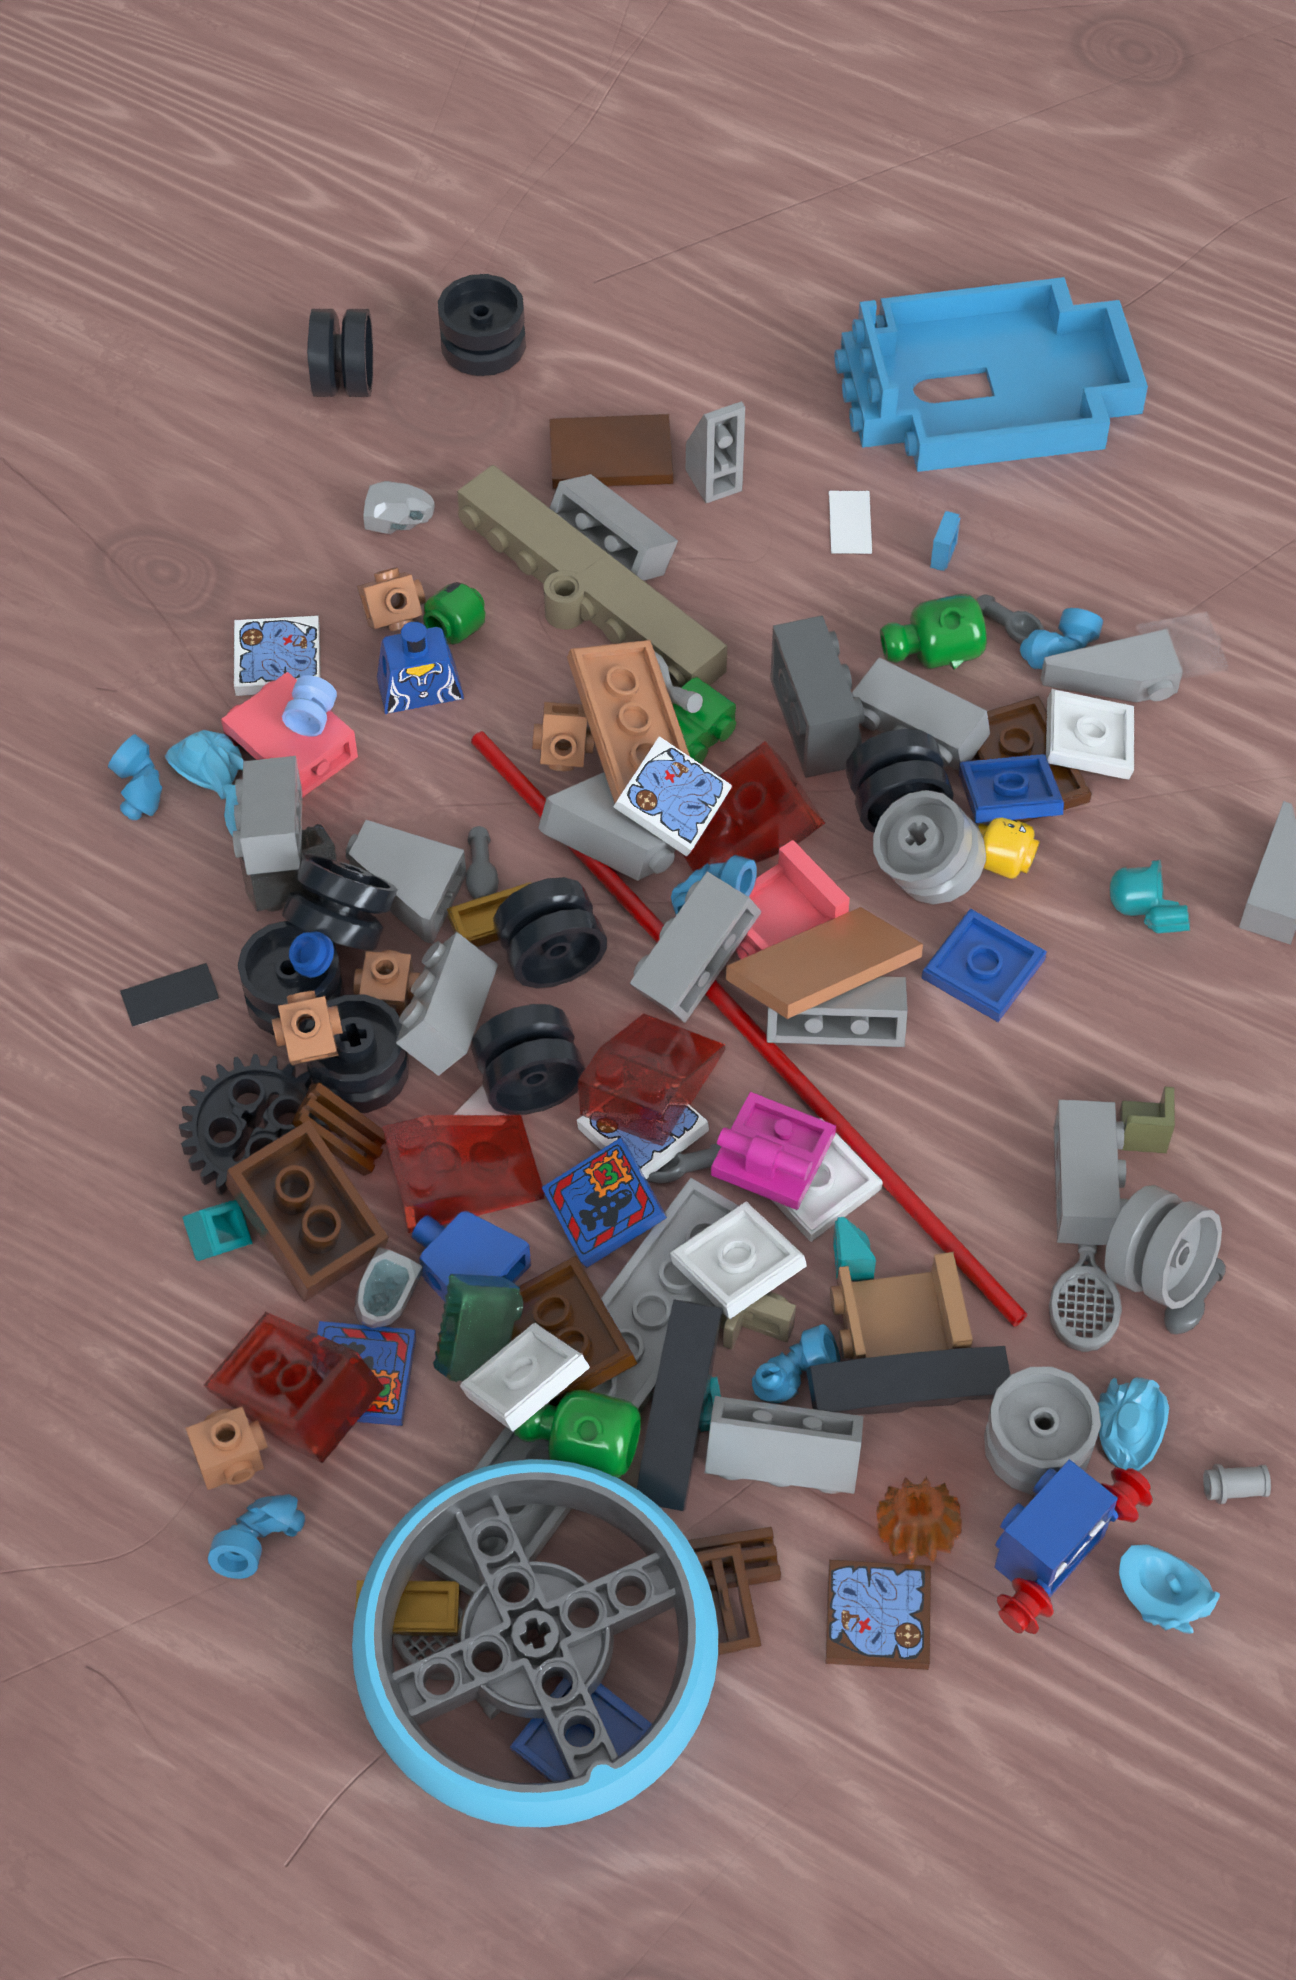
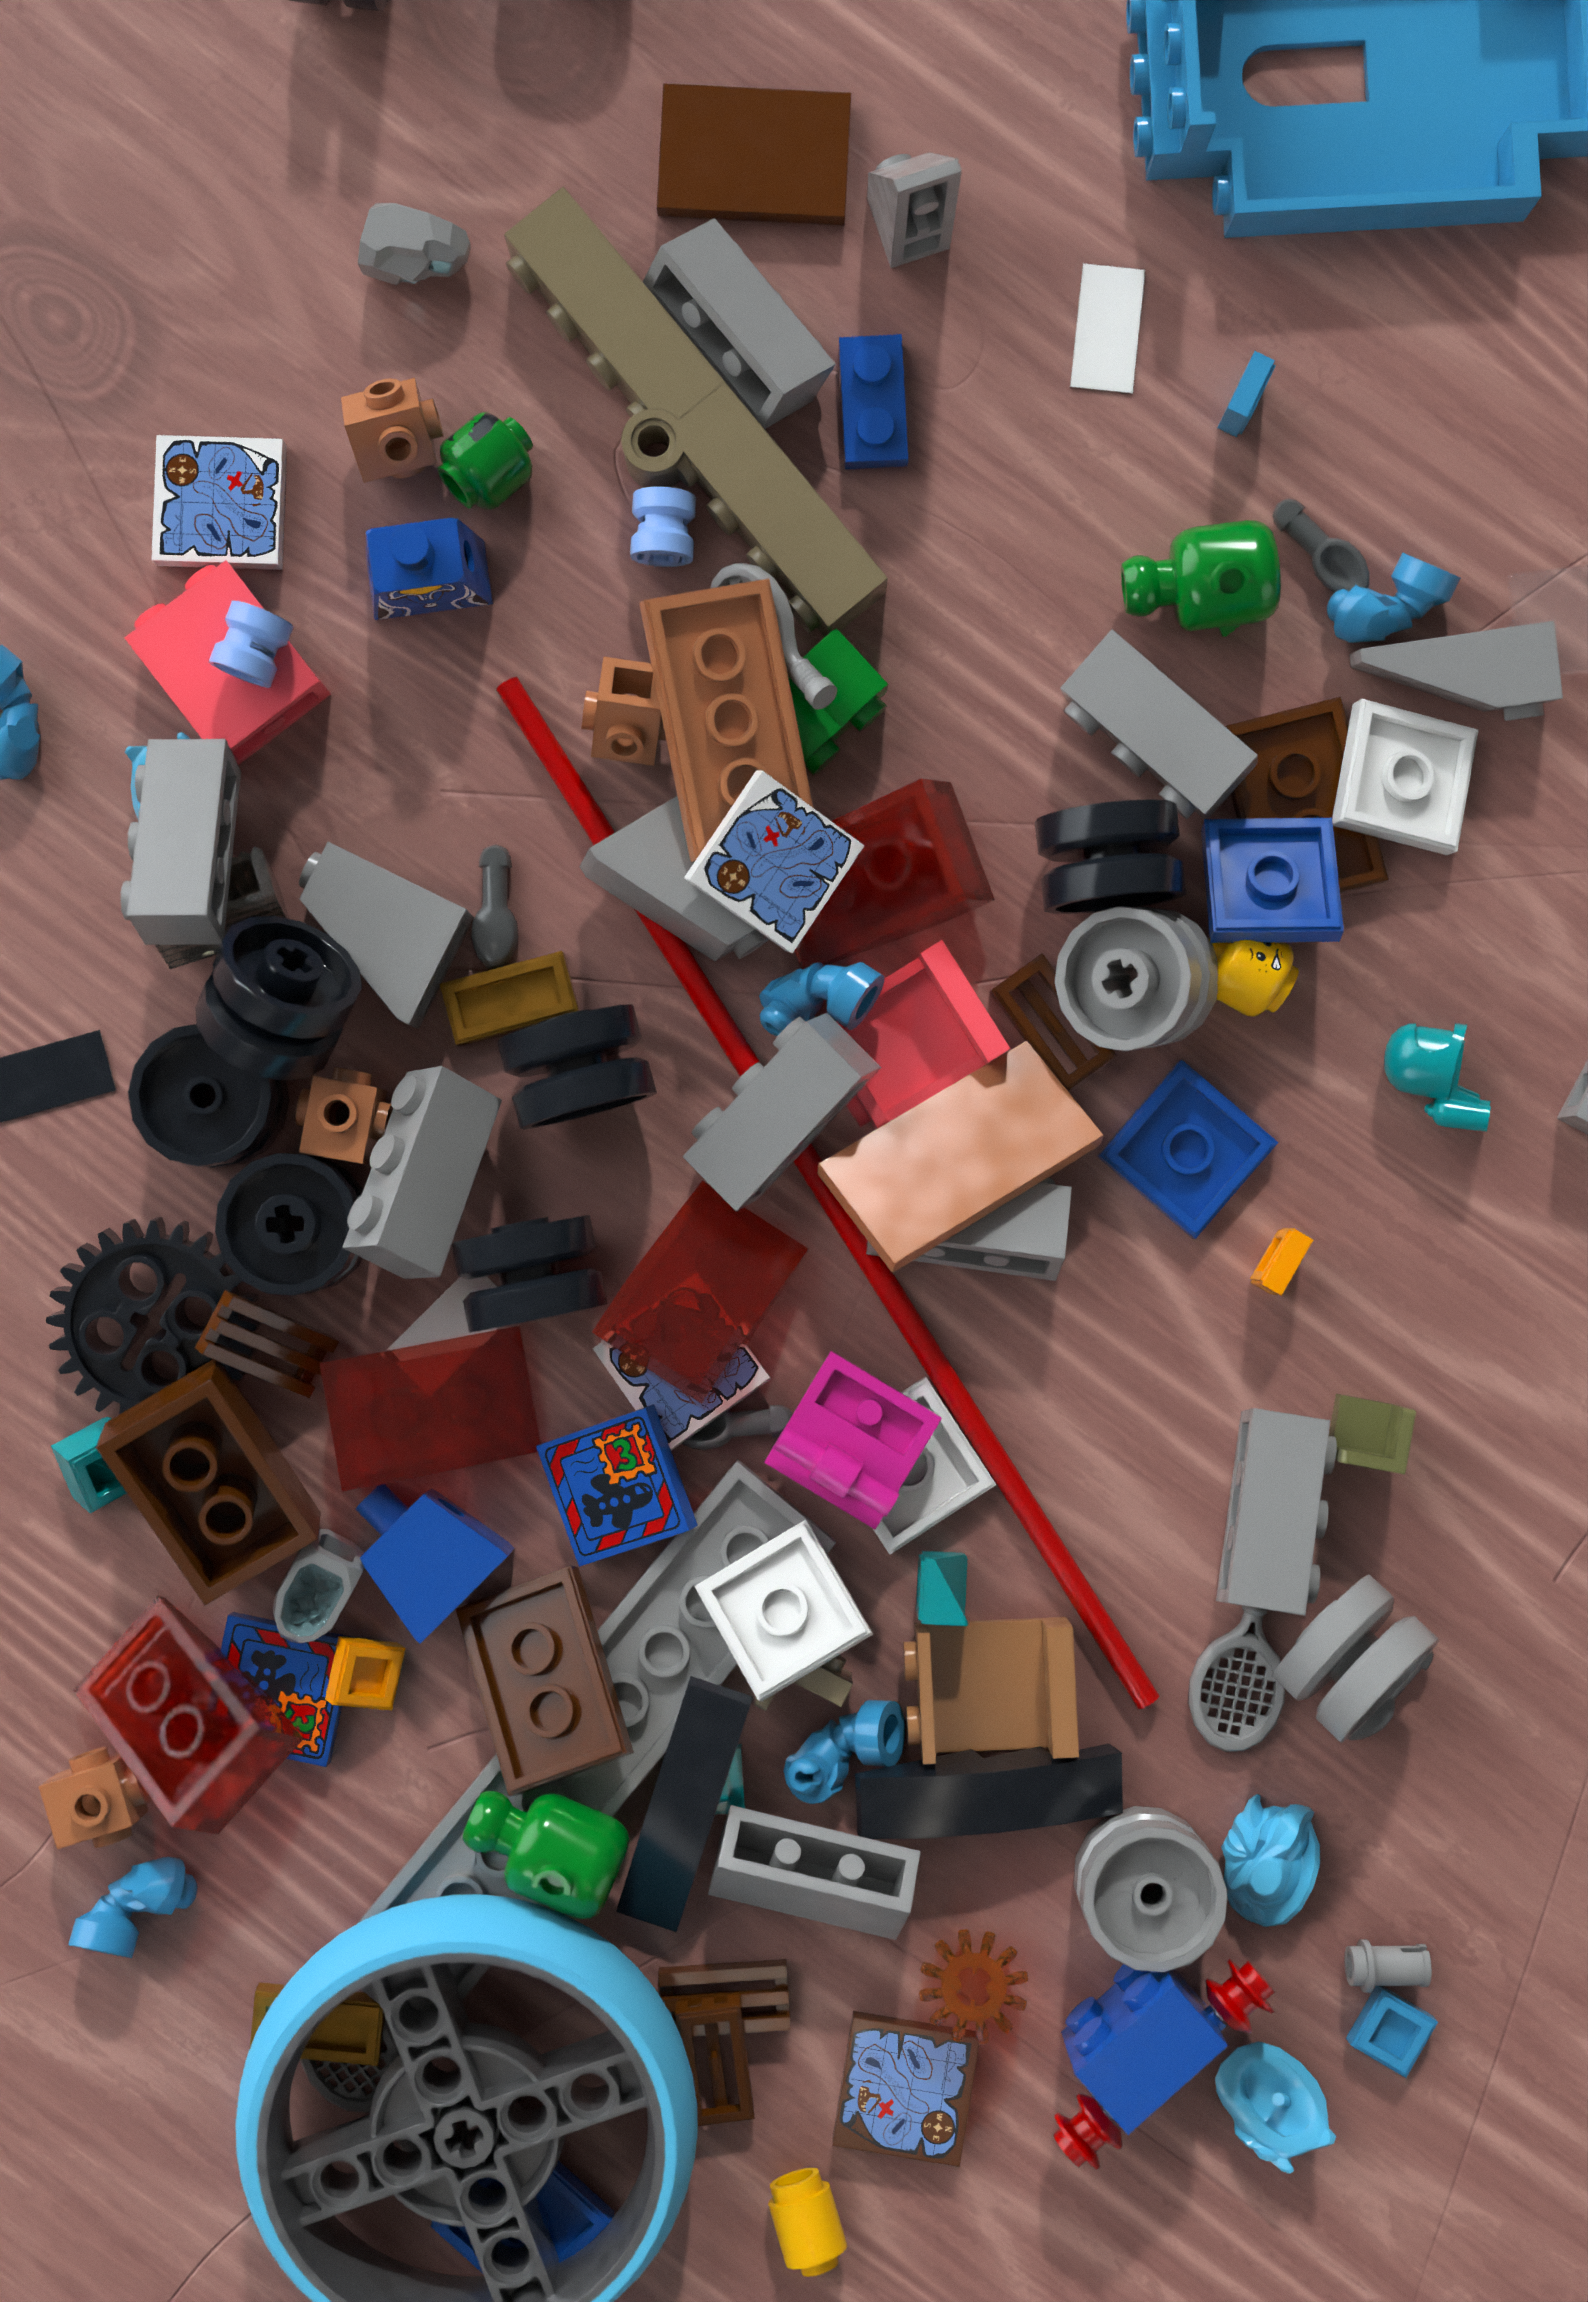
camera: 10 degrees right, 30 degrees up
(206, 760) = (105, 689): medium azure hat -> none
(311, 953) = (229, 1099): blue plate -> none
(314, 1044) = (215, 1234): nougat brick -> none
(419, 1349) = (365, 1673): none -> light orange tile
(475, 1323) = (428, 1679): clear green brick -> none
(524, 1376) = (480, 1775): white tile -> none
(571, 631) = (663, 531): none -> light blue wheel
(704, 569) = (873, 401): none -> blue plate
(813, 1717) = (806, 2222): none -> yellow brick
(815, 695) = (1009, 683): dark grey brick -> none
(872, 900) = (1021, 980): none -> reddish brown tile
(1061, 1018) = (1281, 1260): none -> light orange tile
(1251, 1535) = (1391, 2030): none -> dark azure tile

